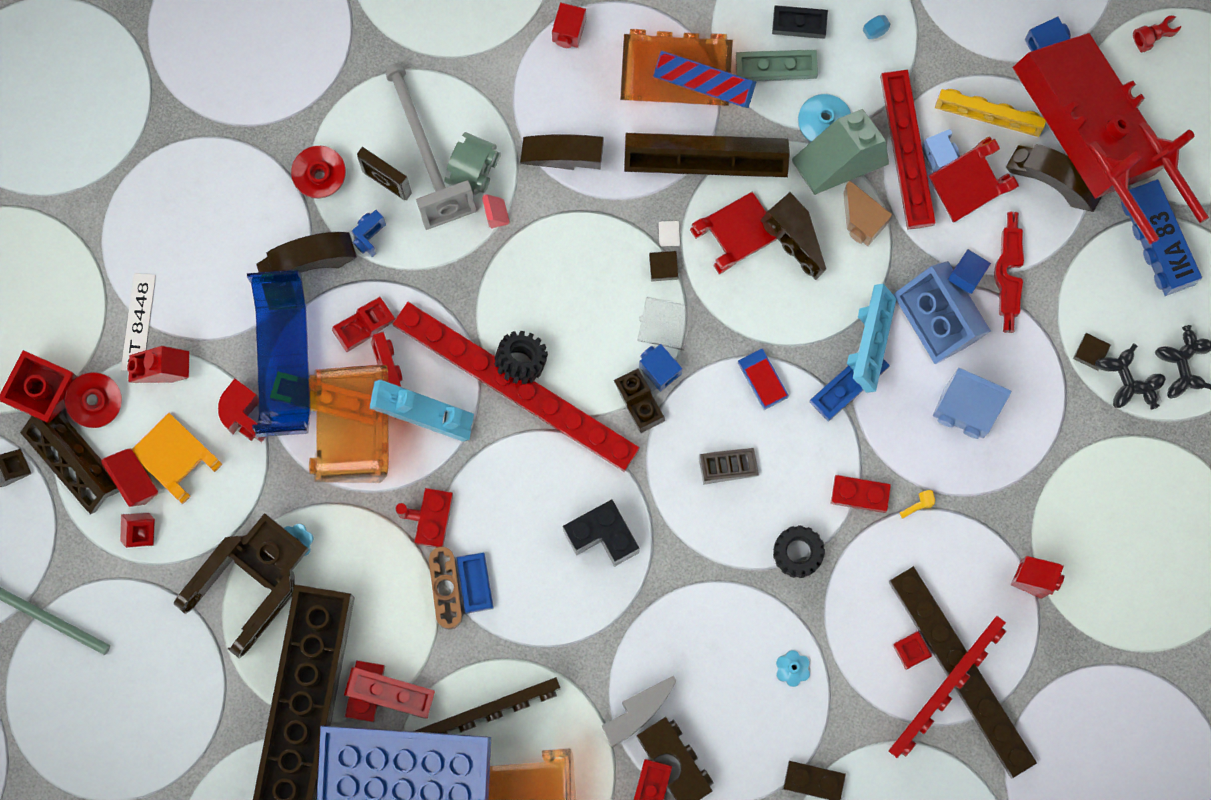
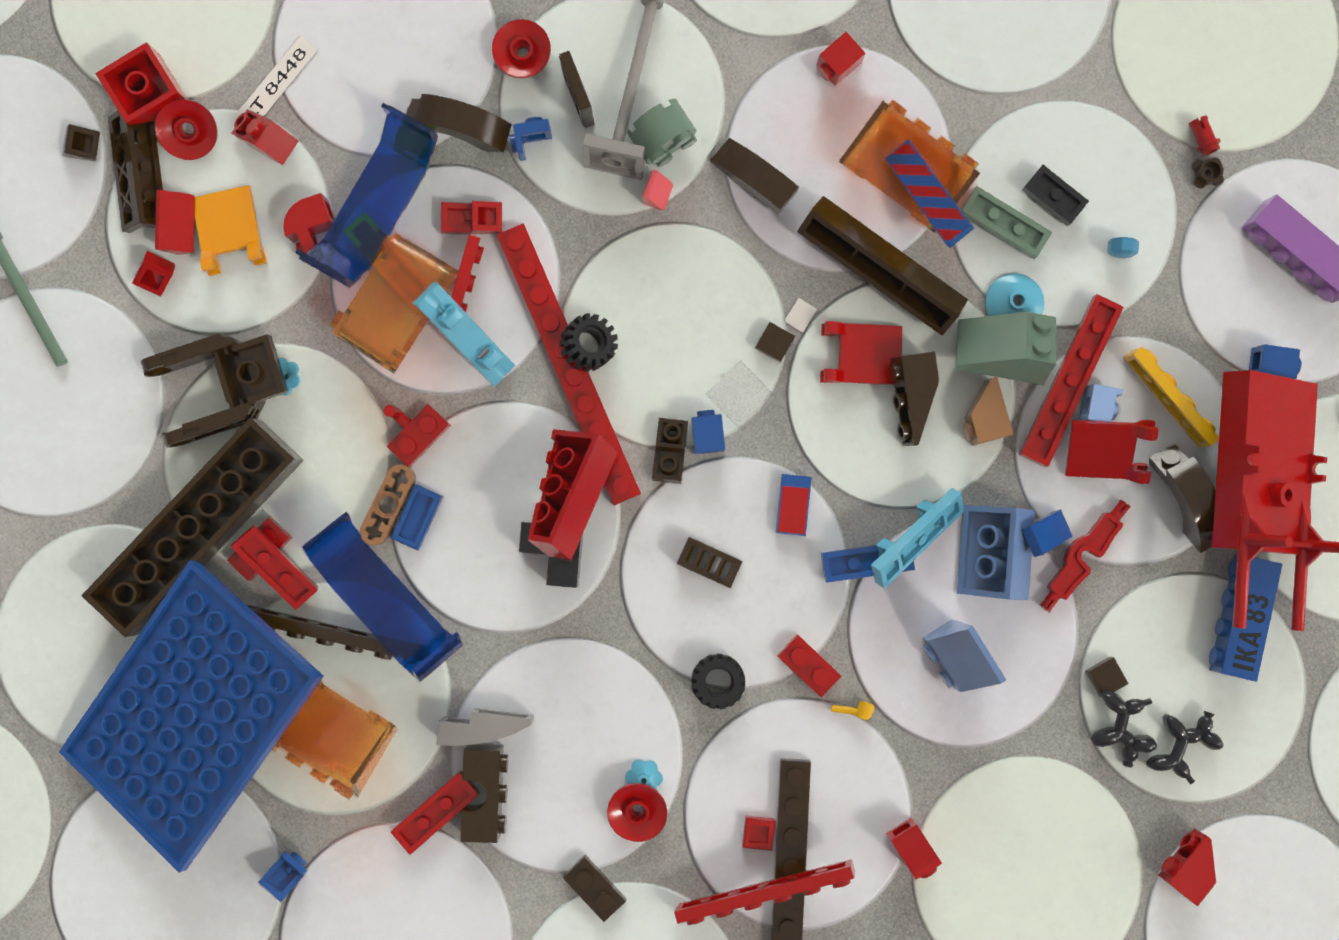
camera: 30 degrees right, 10 degrees up
(491, 662) = (380, 599): none -> clear blue windscreen
(585, 473) = (569, 491): none -> red wedge
(818, 703) = (632, 824): none -> red dish

